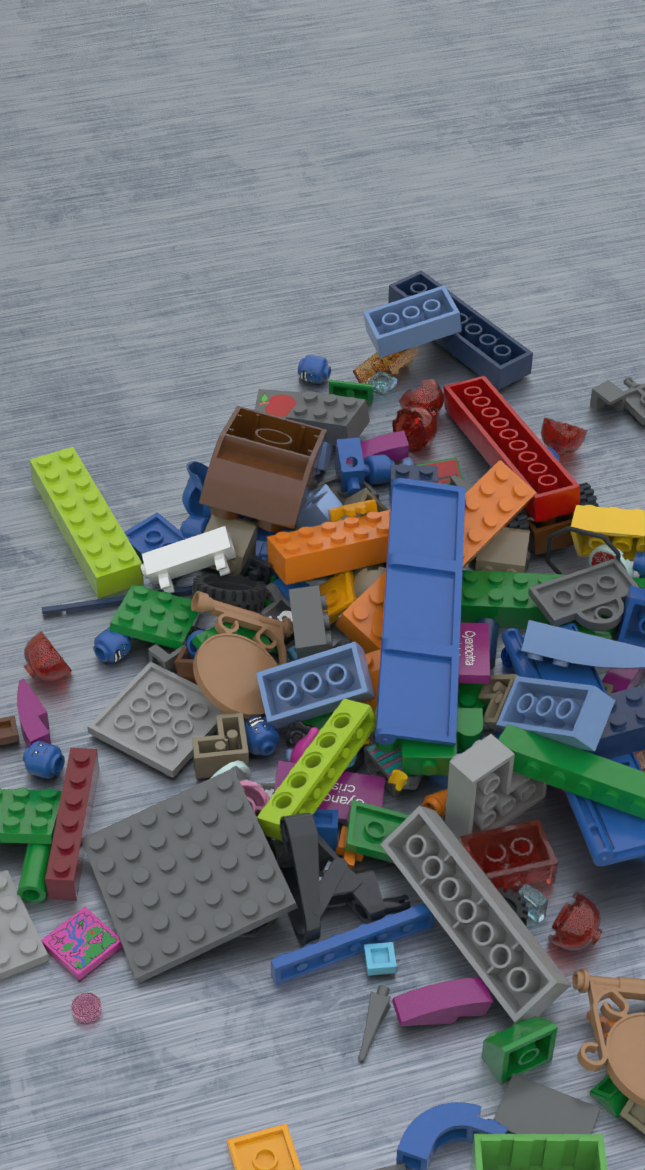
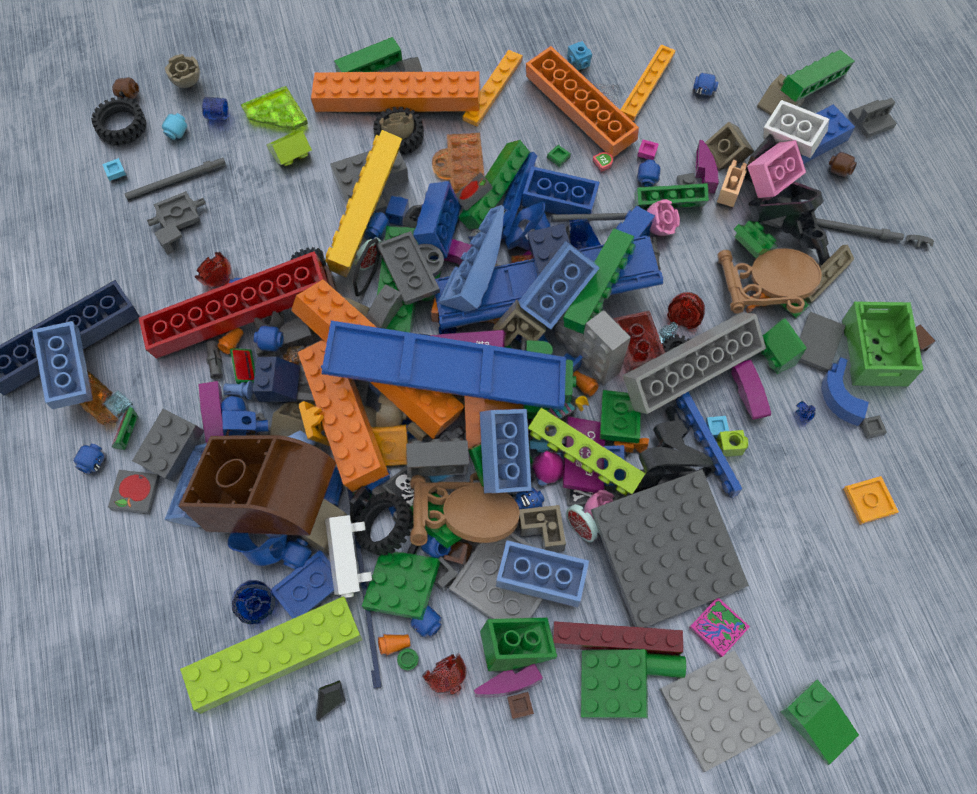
camera: 90 degrees left, 20 degrees up
(32, 568) = (329, 698): none -> black piece
(43, 759) = (556, 669): blue head -> none
(70, 632) = (407, 659): none -> green plate
(73, 710) = (517, 643): none -> green slope
(86, 1008) = (772, 620): clear pink tile -> none
(88, 614) = (392, 643): none -> orange cone
(143, 495) = (252, 601): none -> clear blue cylinder
(155, 735) = (542, 573): none -> medium blue brick
(352, 962) = (736, 436): none -> lime brick
(377, 1010) = (757, 431): dark grey piece -> none
(409, 1078) = (805, 412): none -> clear blue plate
(418, 426) = (188, 375): clear red cylinder -> none
(427, 396) = (155, 369): clear red cylinder -> none
(445, 451) = (214, 360): none -> dark grey pin
(465, 474) = (269, 338): none -> blue head
(472, 461) = (230, 340): none -> orange cone
(509, 567) = (385, 307): none -> dark grey slope

